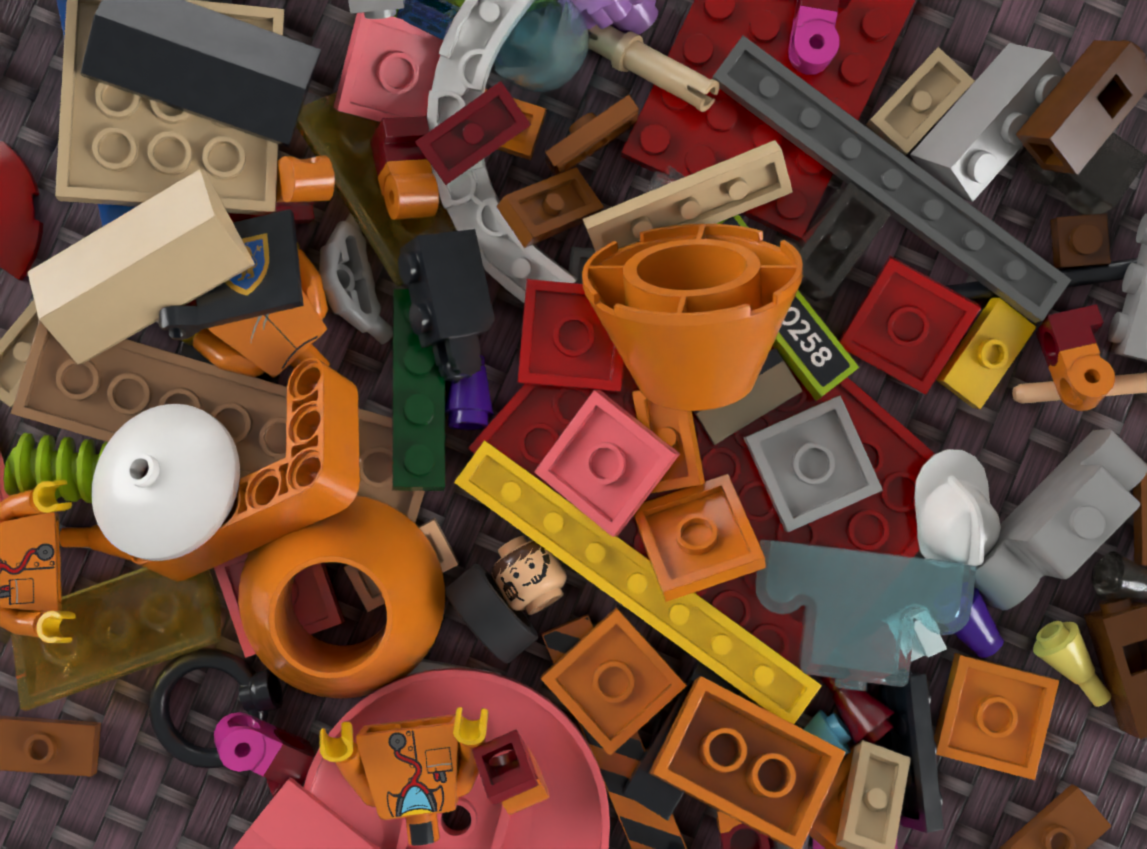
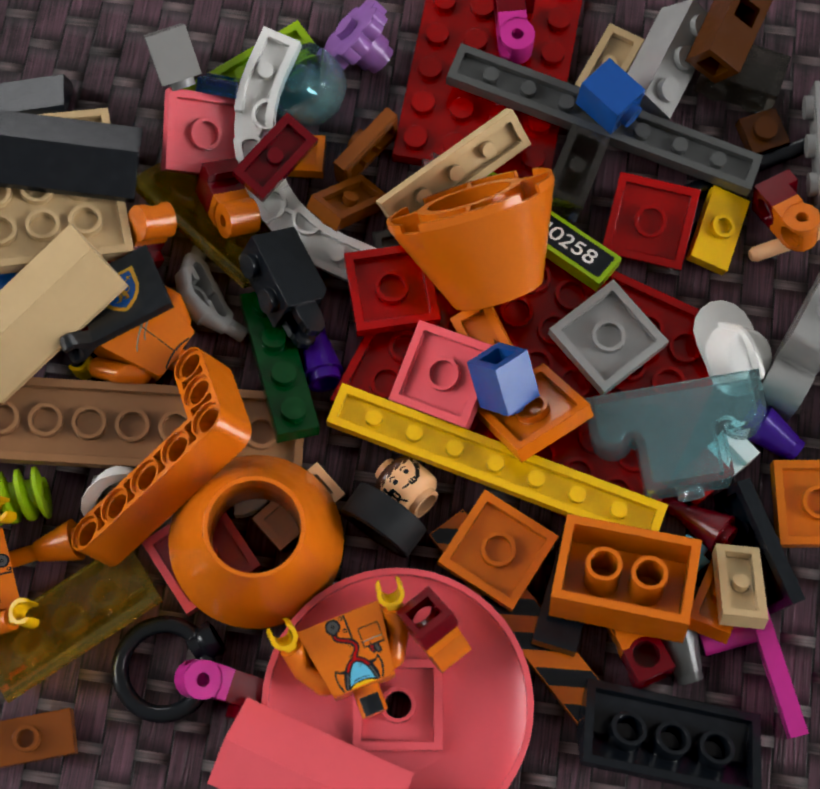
camera: 10 degrees left, 15 degrees down
(183, 494) = (92, 472): white dish -> none
(631, 54) = (380, 82): tan pin -> none
(672, 498) = (503, 379): none -> blue brick
(770, 390) = (534, 311): dark tan tile -> none
(908, 163) = (611, 97): none -> blue brick

